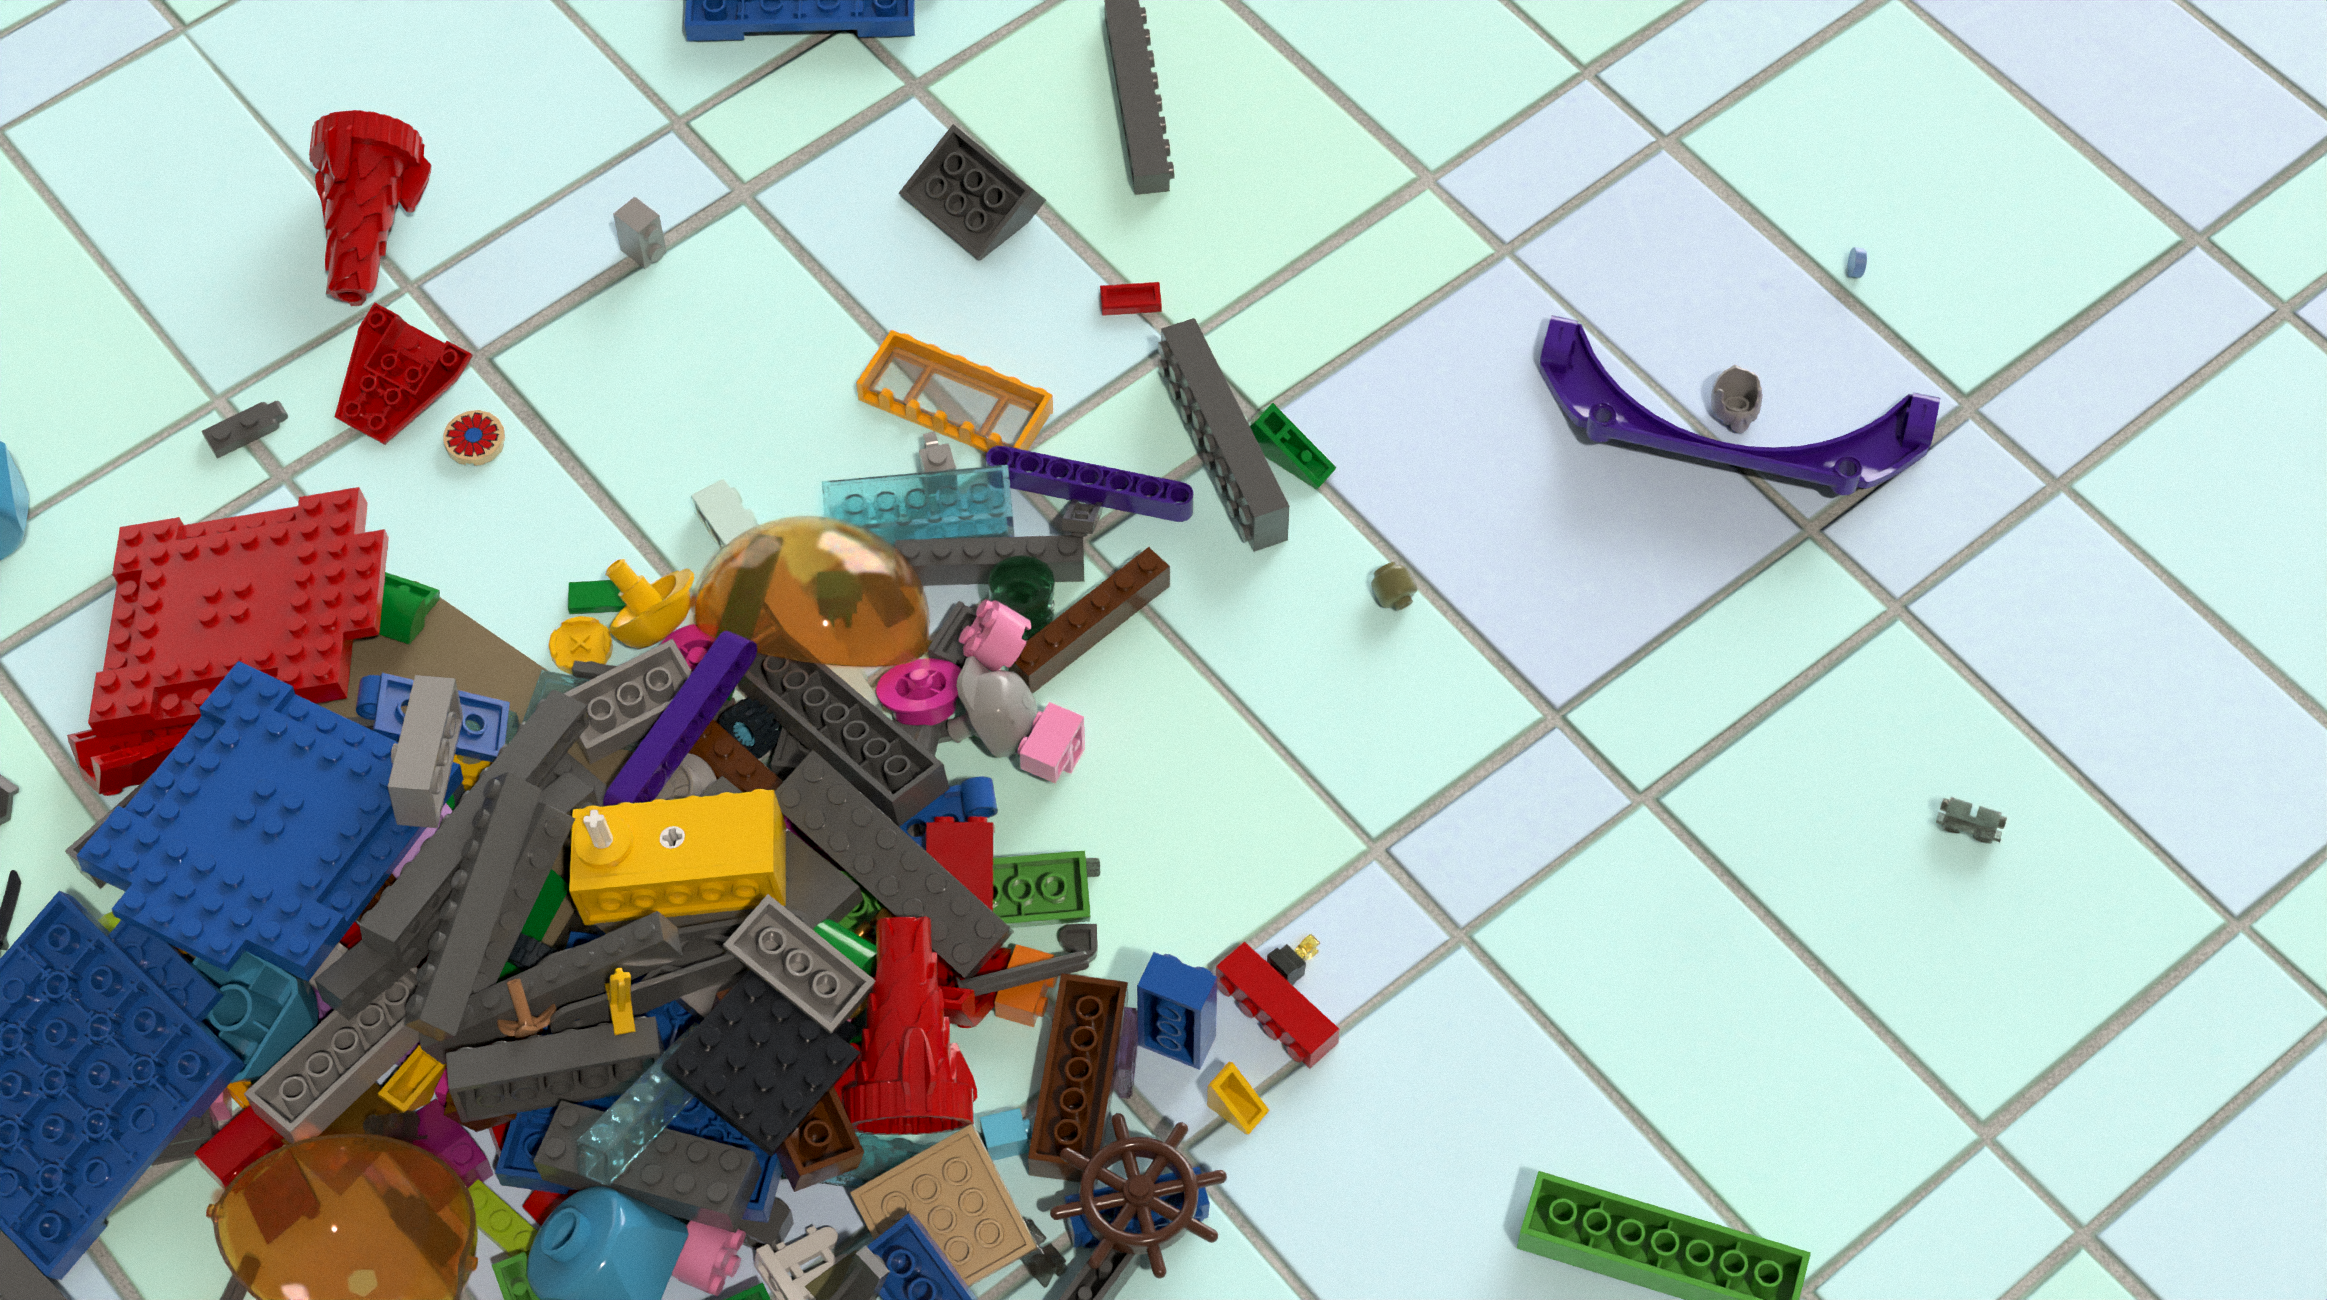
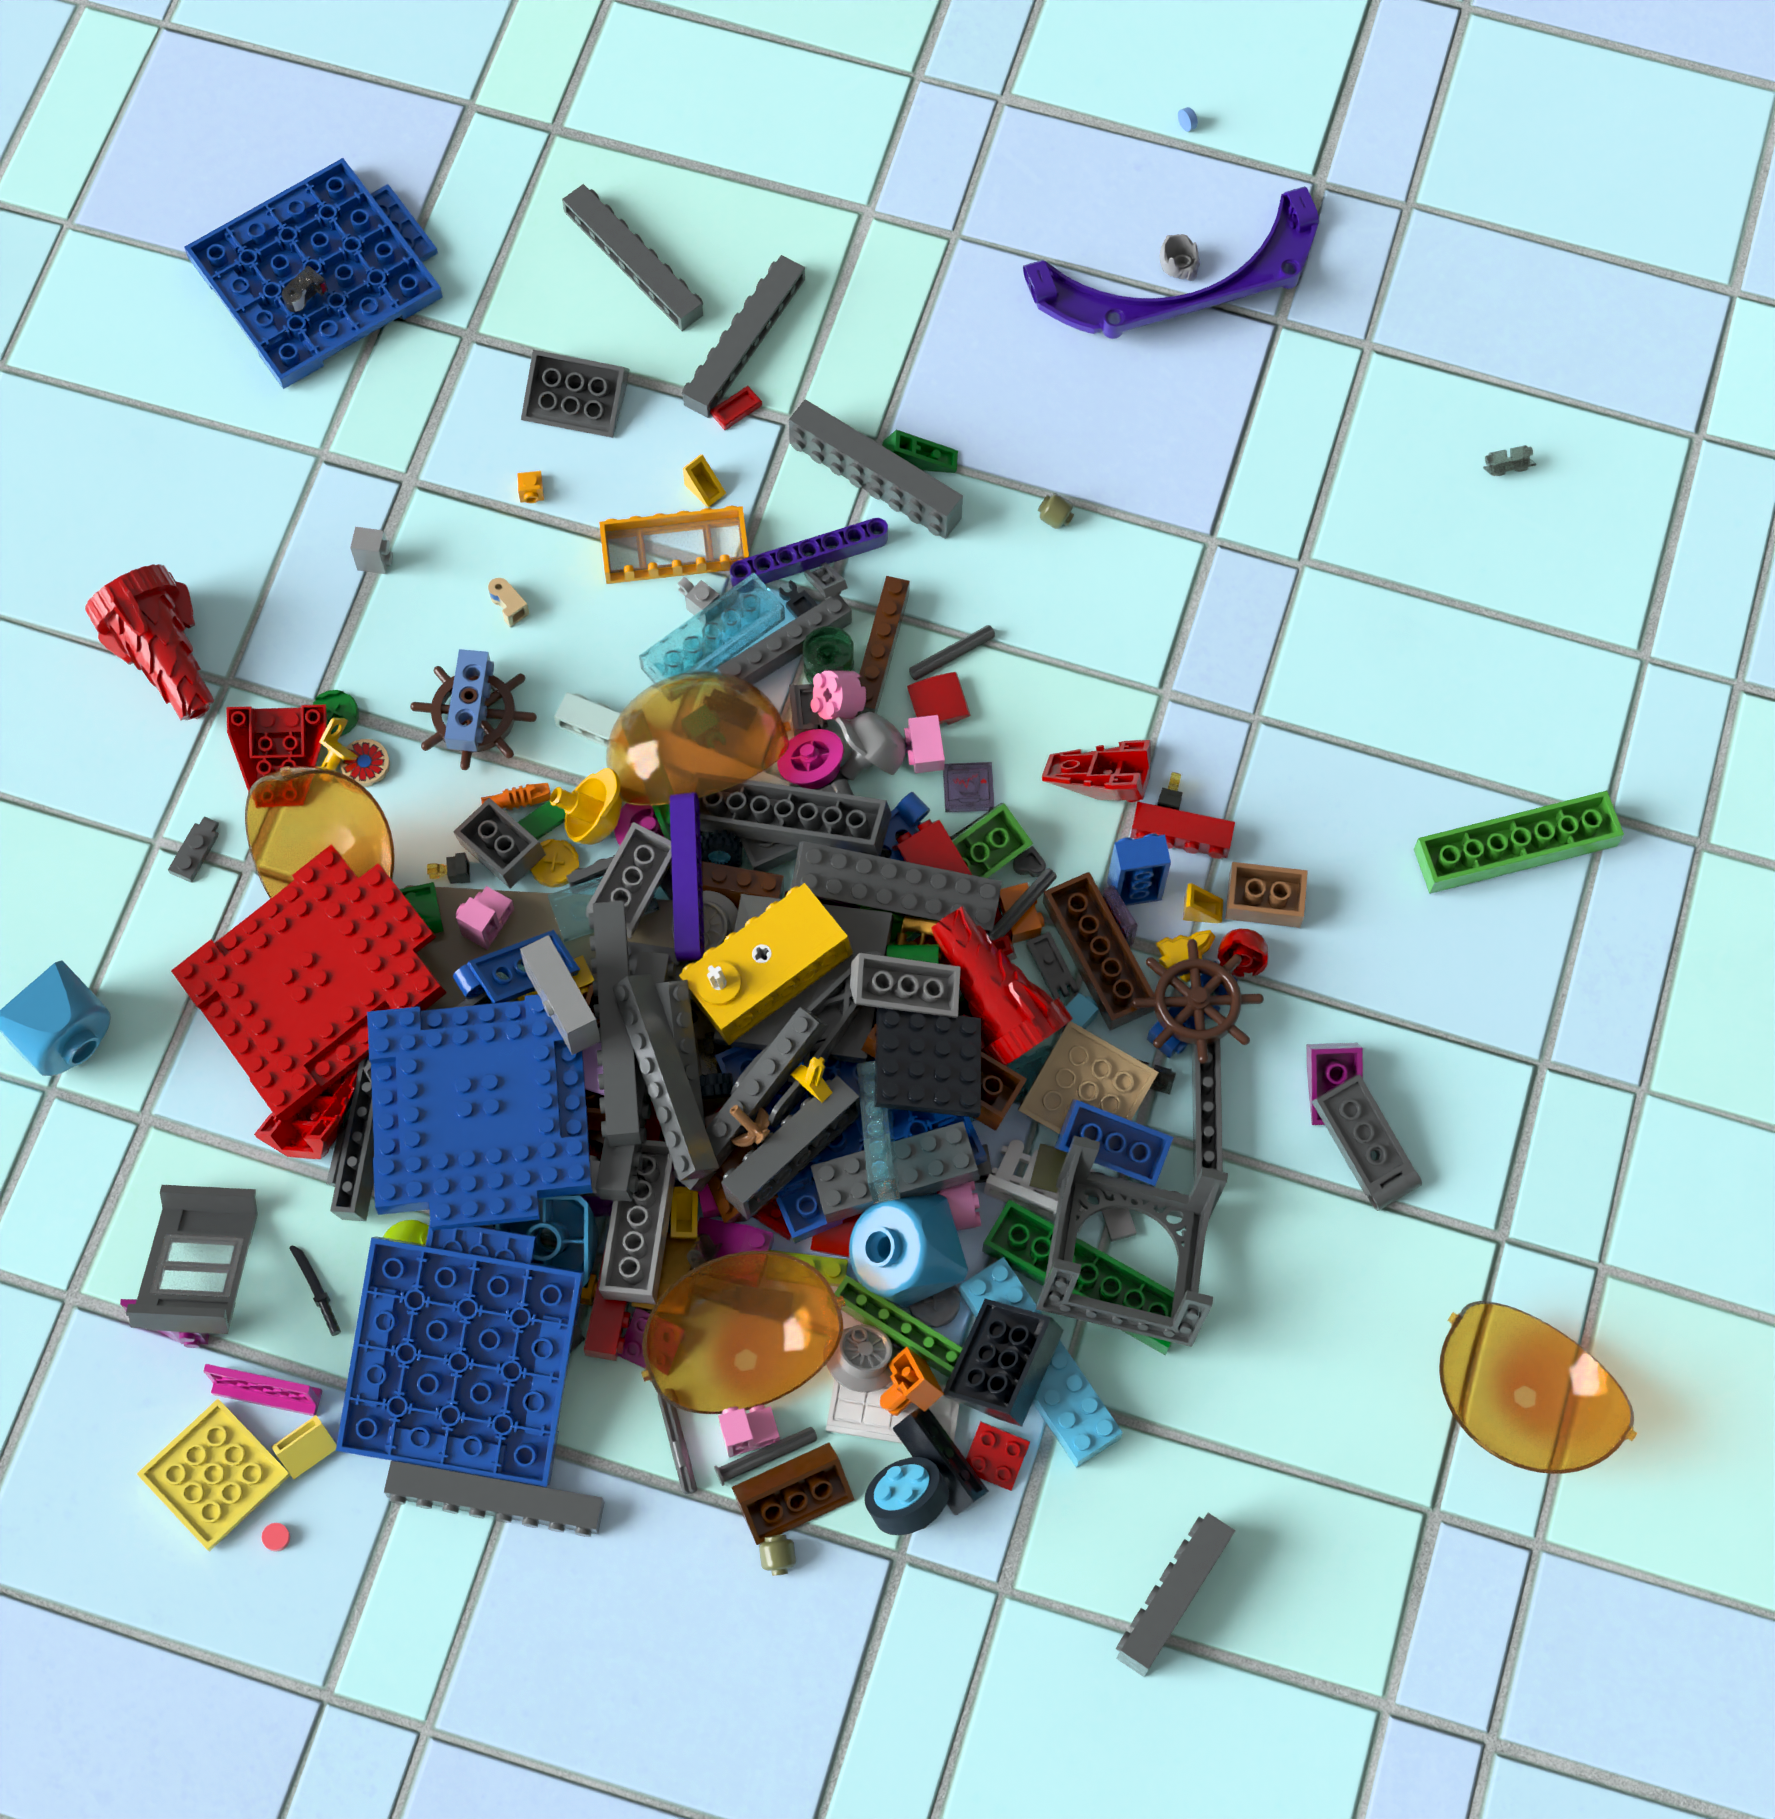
camera: 35 degrees left, 10 degrees up
(345, 437) = (304, 811): none -> clear orange windscreen
(452, 403) = (336, 750): none -> yellow bracket
(458, 653) = (484, 916): none -> bright pink brick
(476, 593) = (456, 869): none -> pearl dark grey piece
(486, 375) = (339, 706): none -> green tile
(534, 589) = (499, 843): none -> dark grey brick
(588, 555) = (531, 794): none -> orange hinge
(608, 435) = (470, 704): none -> brick
(742, 369) = (507, 597): none -> tan leg
(855, 262) = (530, 487): none -> light orange bracket
(1017, 1063) = (1051, 965): none -> dark grey hinge
(1034, 349) = (702, 481): none -> yellow slope
(1039, 522) = (797, 602): none -> black plate
(1075, 820) = (968, 787): none -> clear purple tile
(1114, 711) = (941, 697): none -> red slope
(1167, 670) = (952, 652): none -> dark grey axle
(1193, 230) = (743, 336): none -> dark grey brick
(1197, 1142) = (1176, 949): none -> yellow rock
(1232, 892) = (1103, 773): none -> red wedge
(1248, 1179) = (1249, 946): none -> red cylinder
(1316, 1130) = (1266, 894): none -> medium nougat brick

